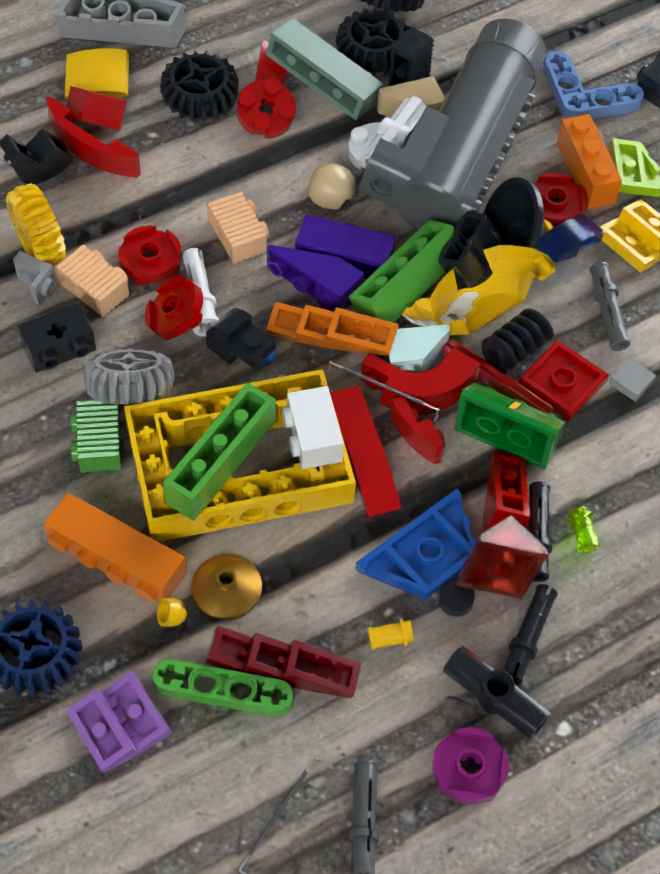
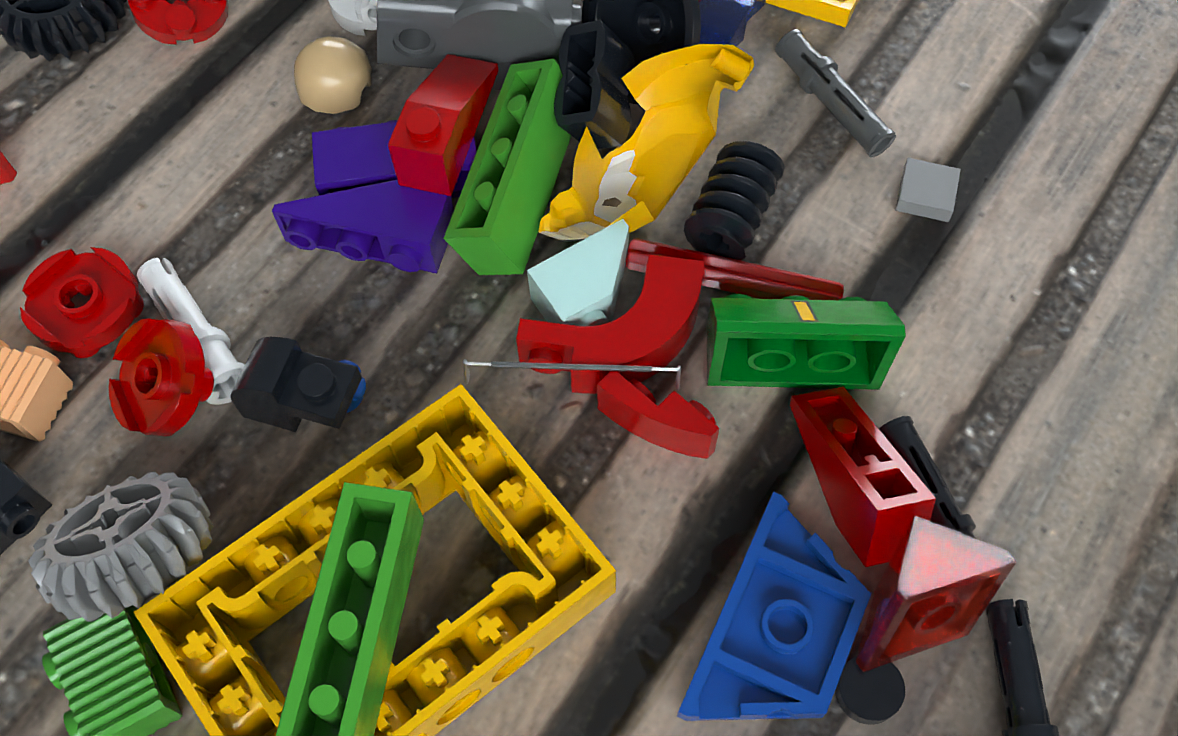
camera: 20 degrees left, 5 degrees up
(238, 226) = (210, 195): light nougat brick -> none
(313, 427) = (499, 504): white piece -> none
(332, 330) = (440, 304): orange slope -> none
(365, 453) = (595, 496): red slope -> none
(376, 236) = (440, 124): none -> red slope
(564, 379) = (830, 232): red tile -> none
(582, 522) = (1001, 468): clear neon green pin -> none

